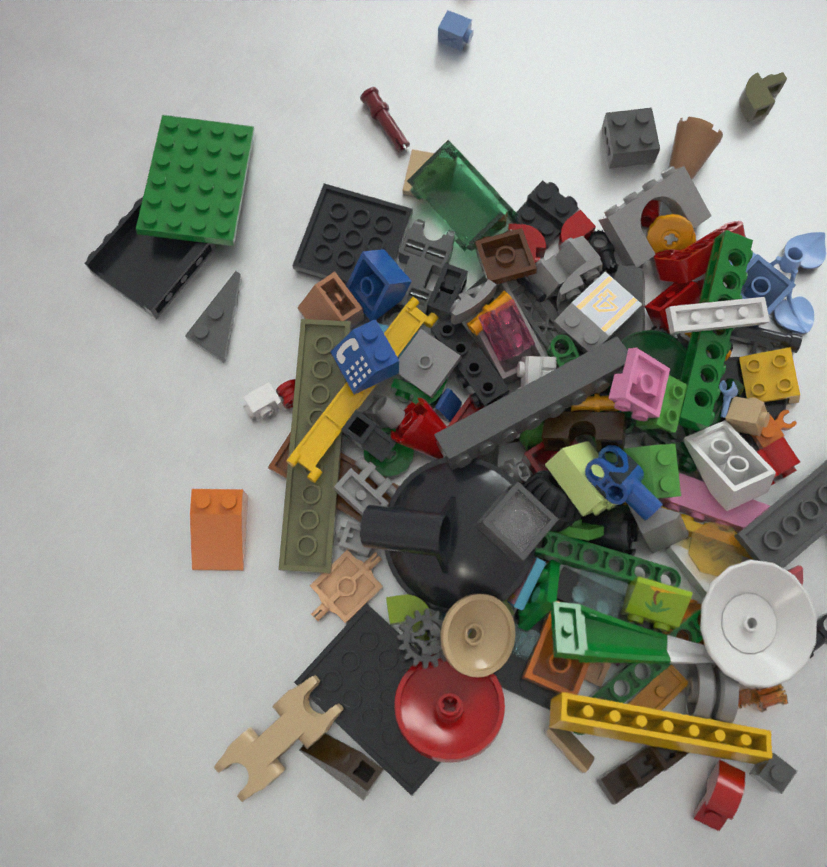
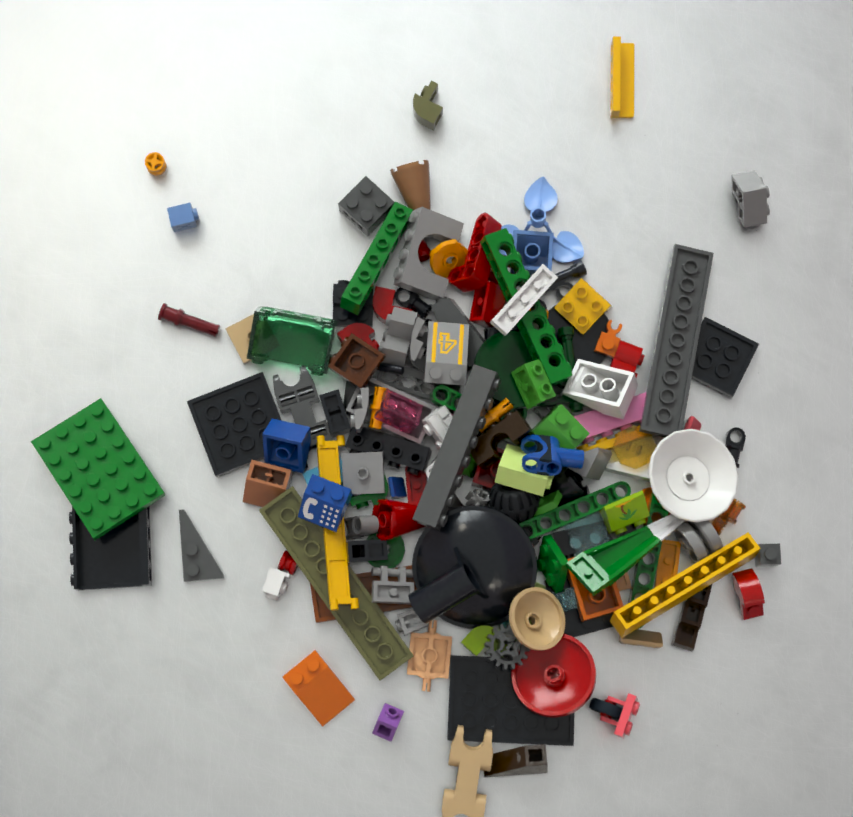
camera: 45 degrees left, 5 degrees up
(252, 615) = (388, 722): none -> medium lavender brick
(477, 790) = (609, 710): none -> coral plate
(516, 522) = (507, 534): piece -> none
(522, 594) = (542, 568): medium azure tile -> none
(598, 184) = (376, 259): none -> green brick
(640, 386) = (513, 386): bright pink plate -> none
(727, 395) = (567, 342): light blue hand -> none
(748, 415) = (589, 345): tan brick -> none

